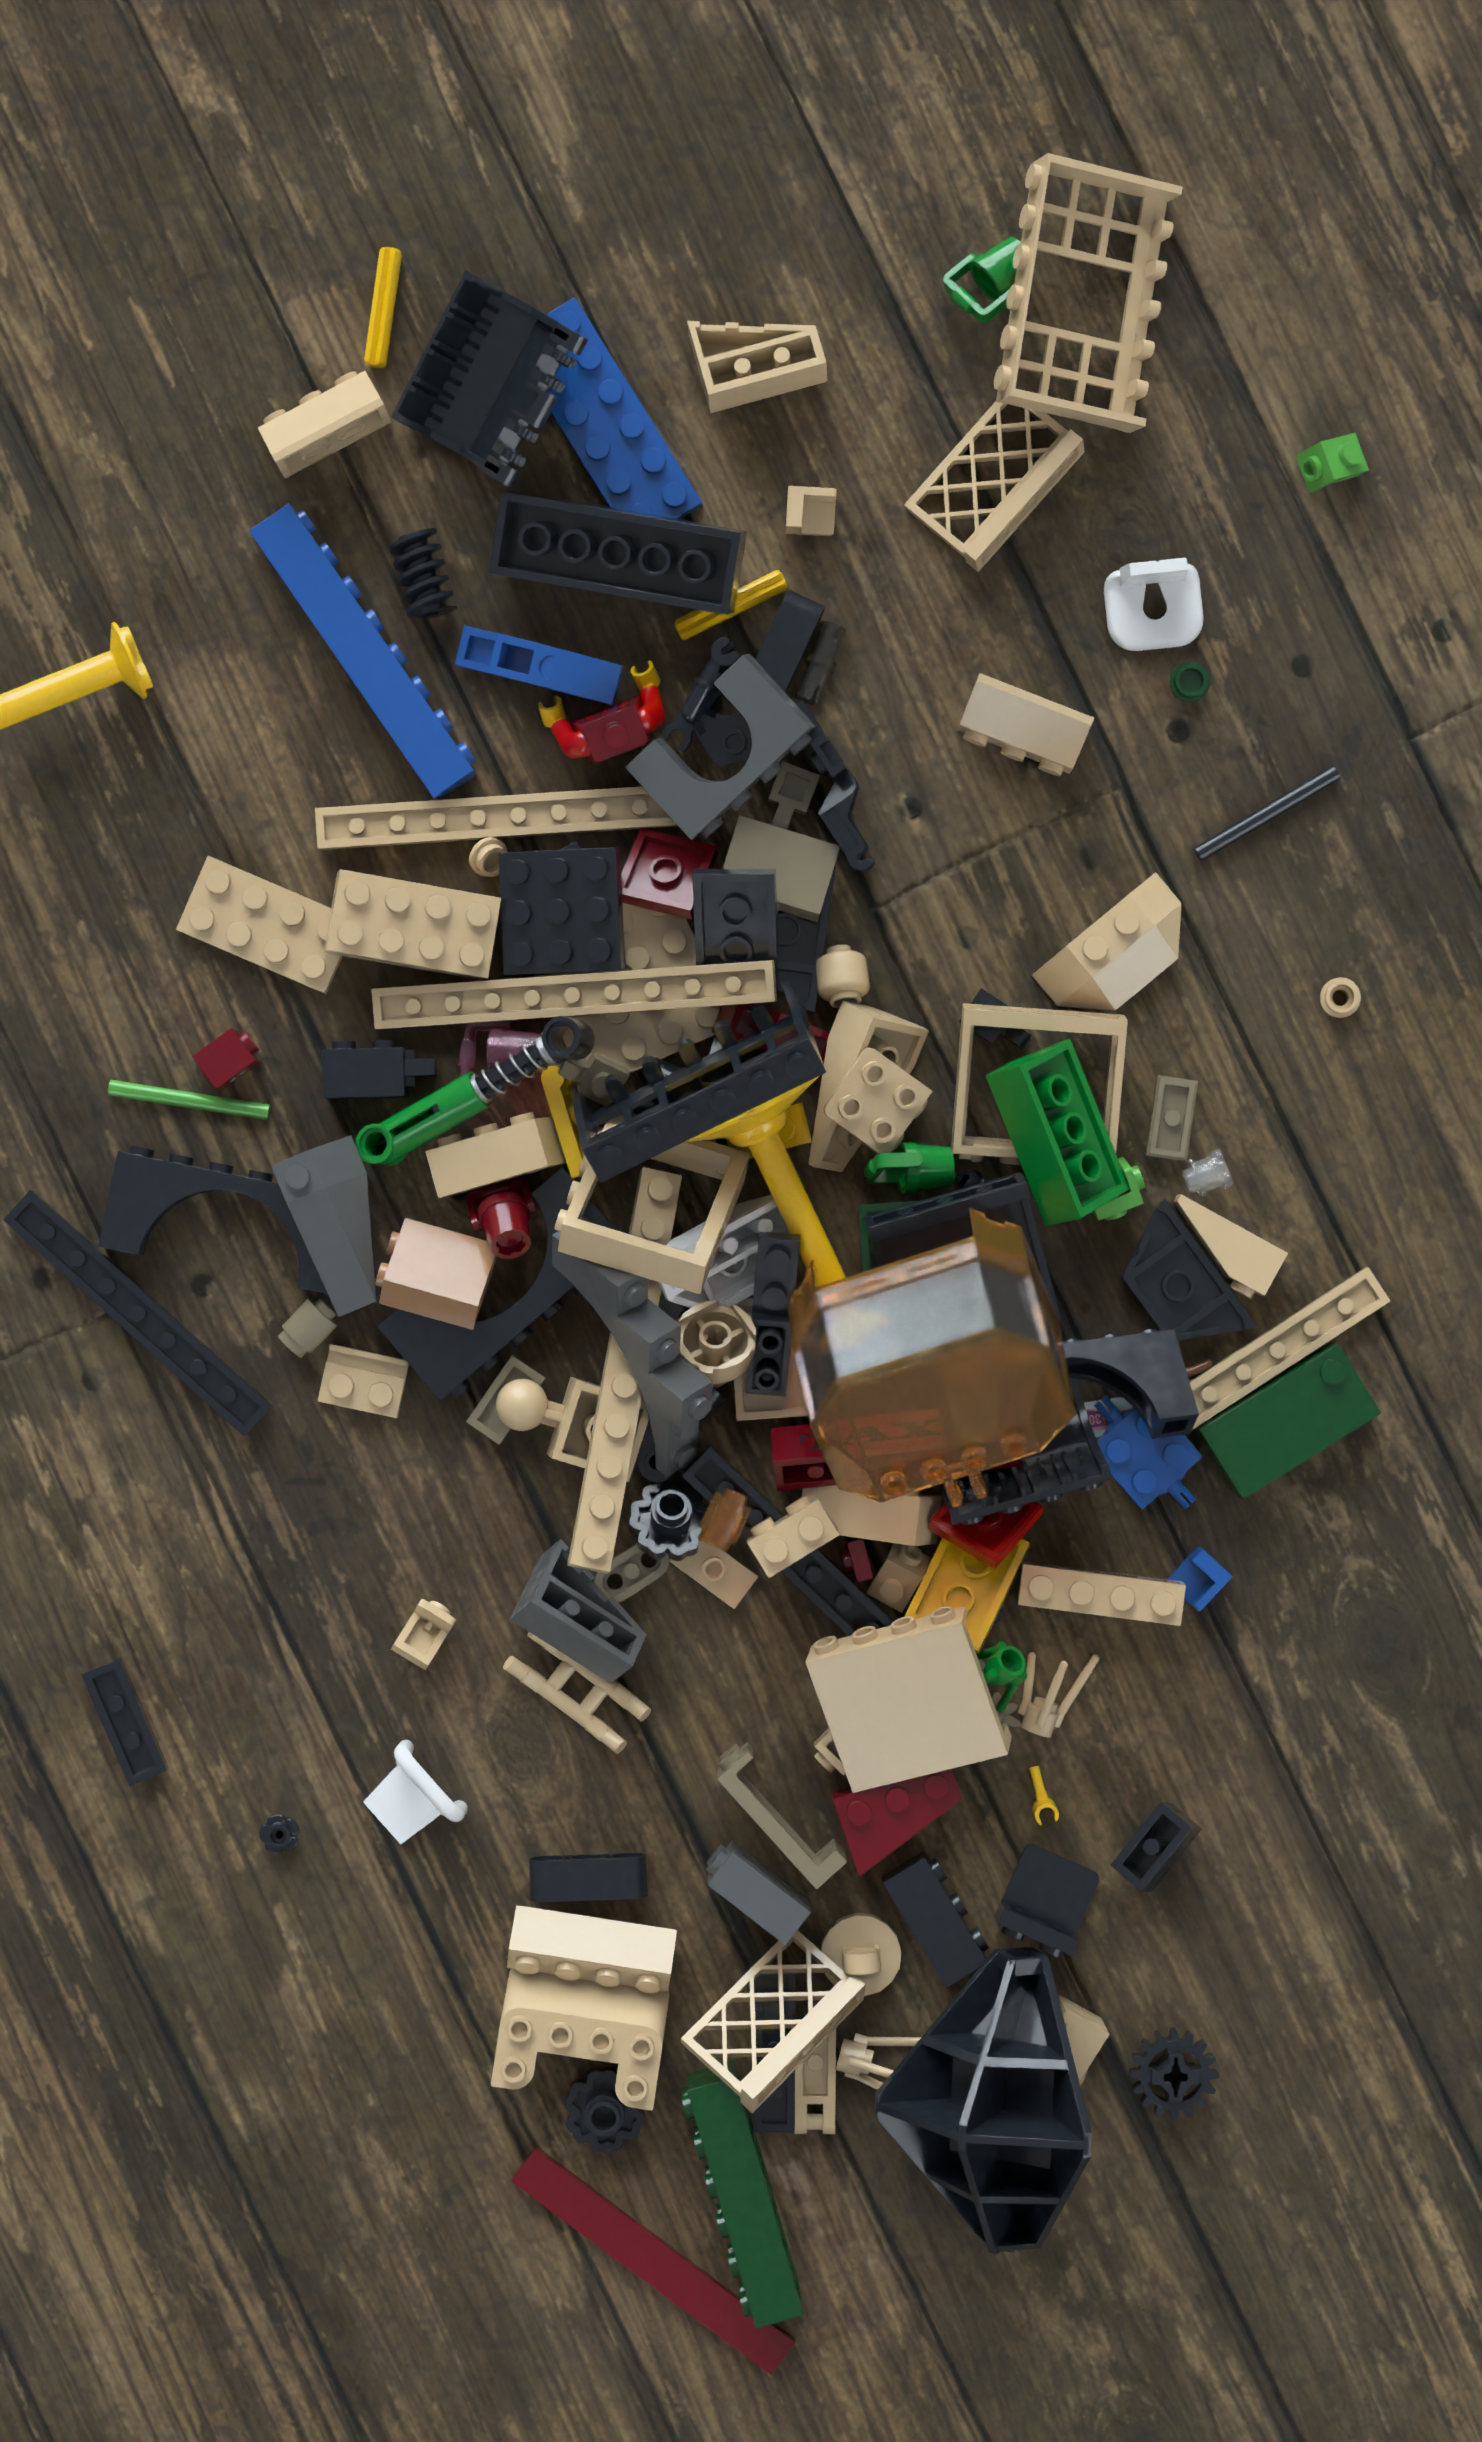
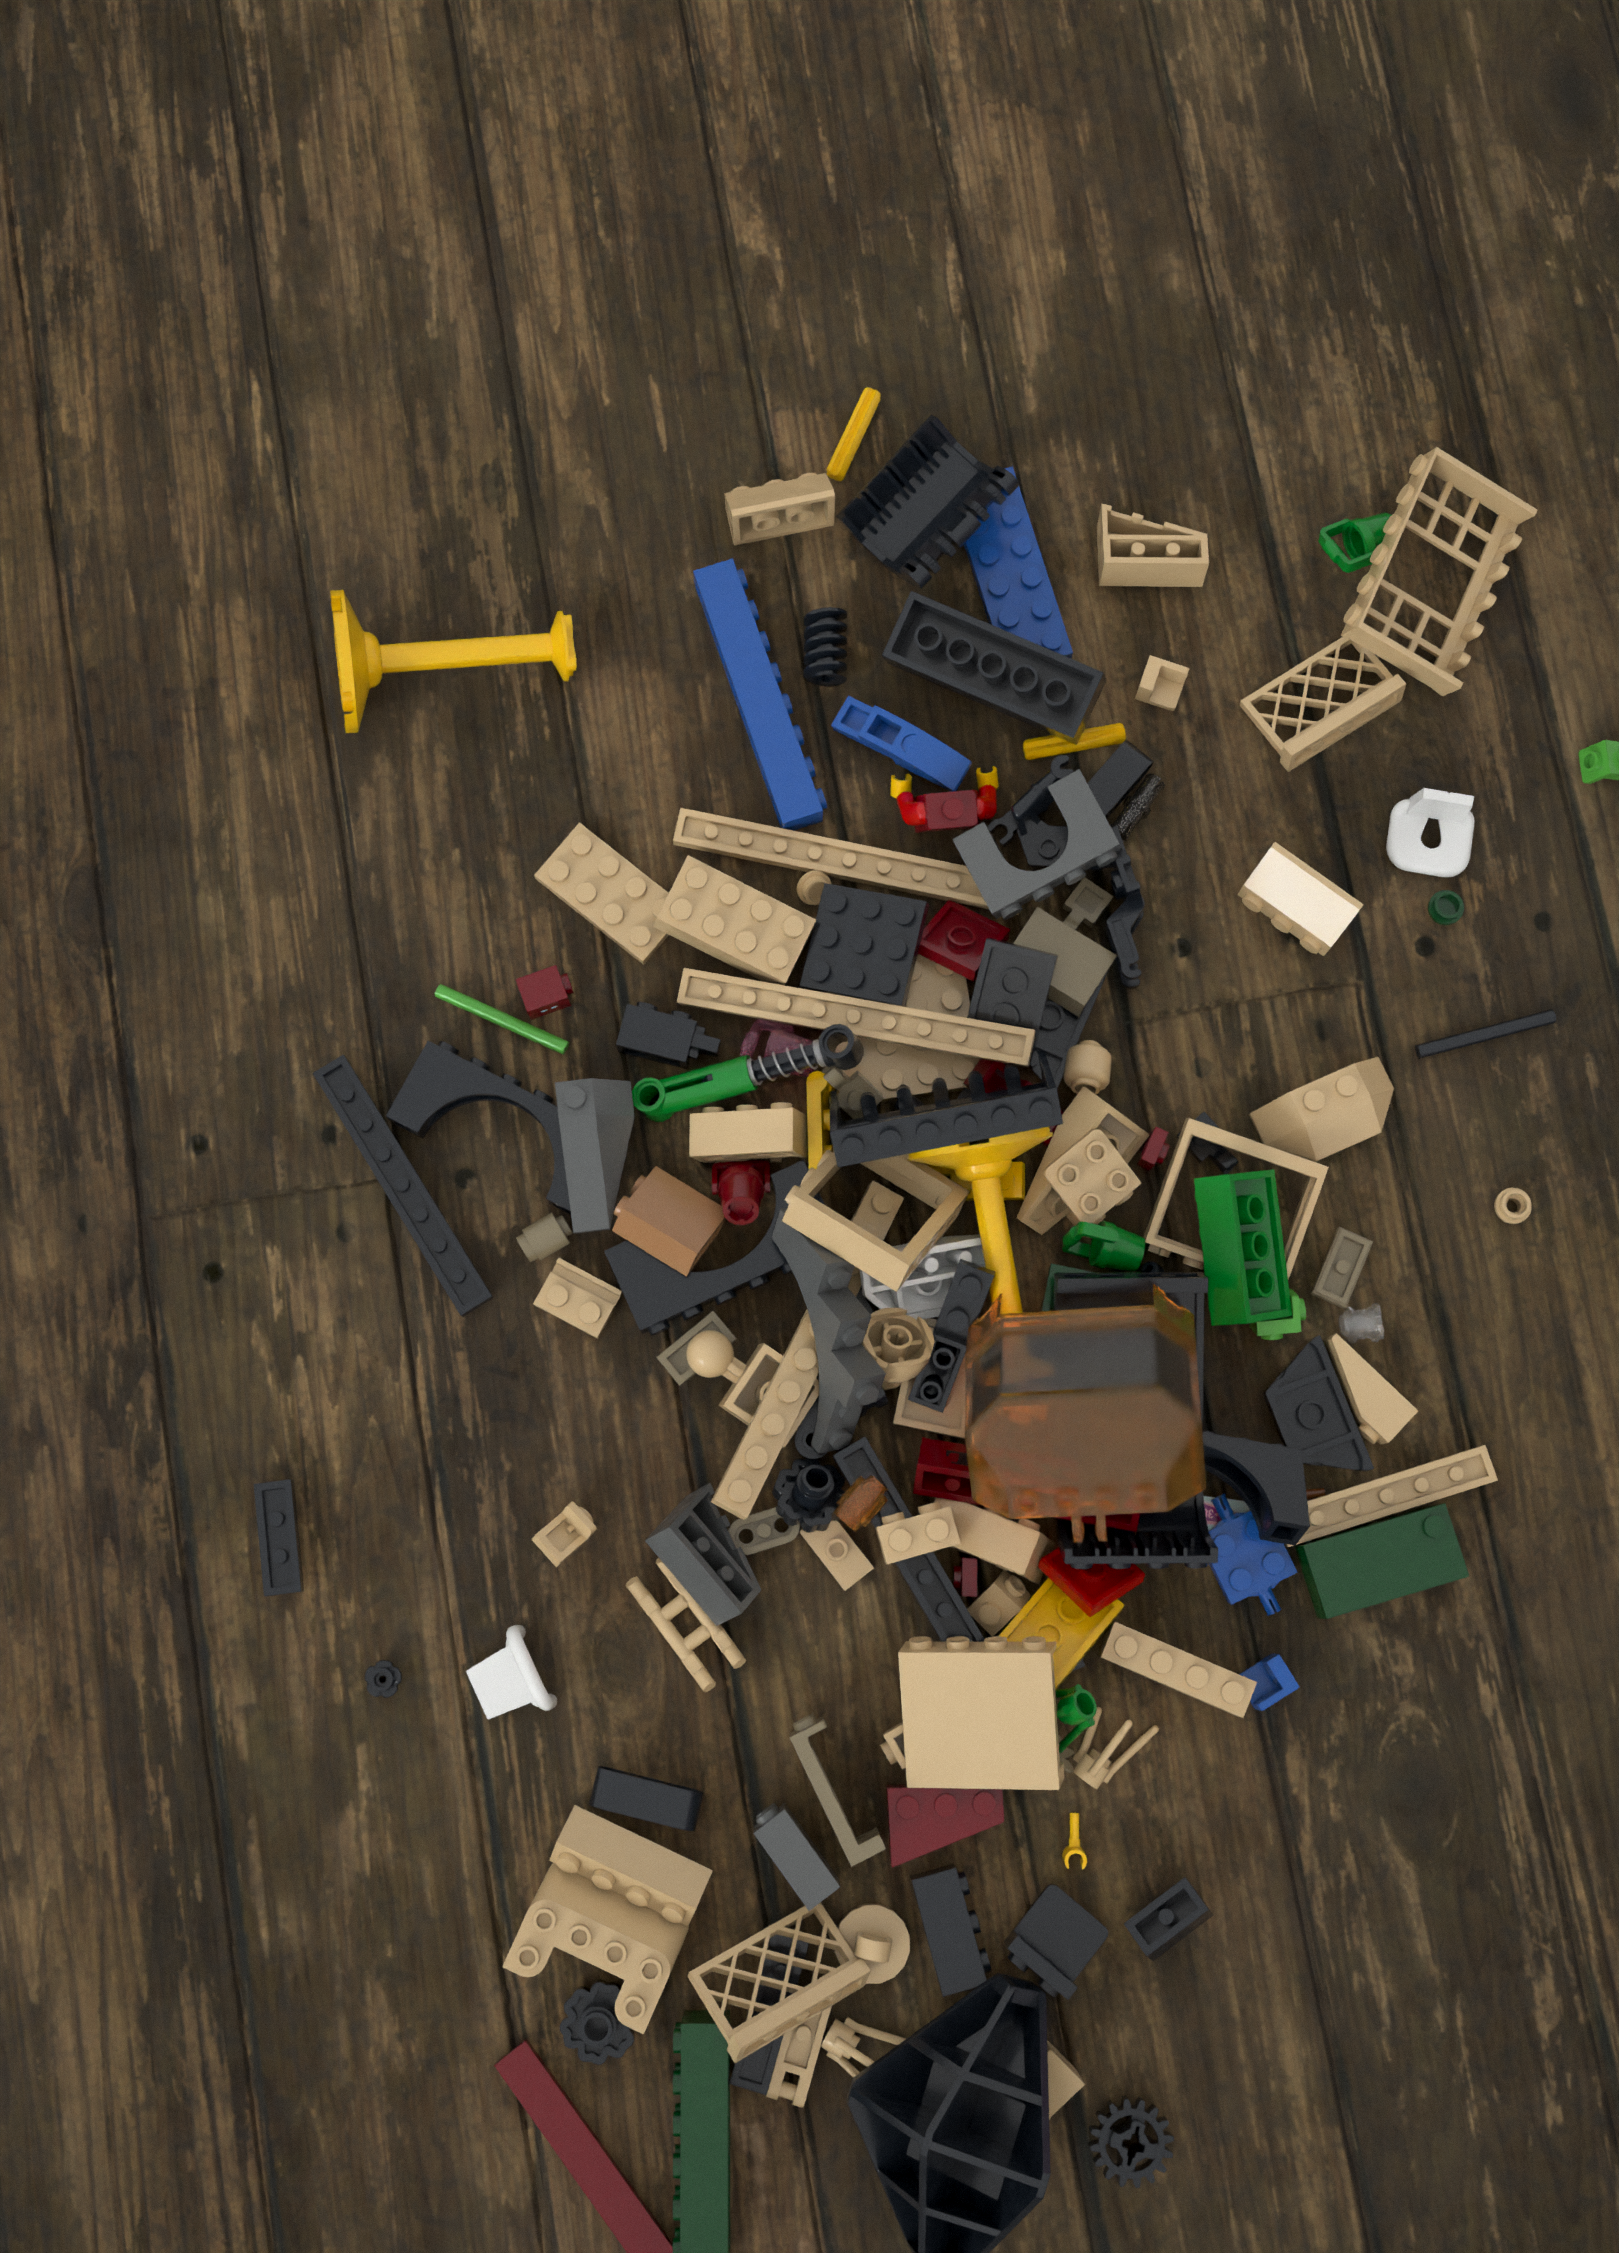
camera: 15 degrees right, 10 degrees down
(938, 1046) = (1154, 1149): none -> dark red plate

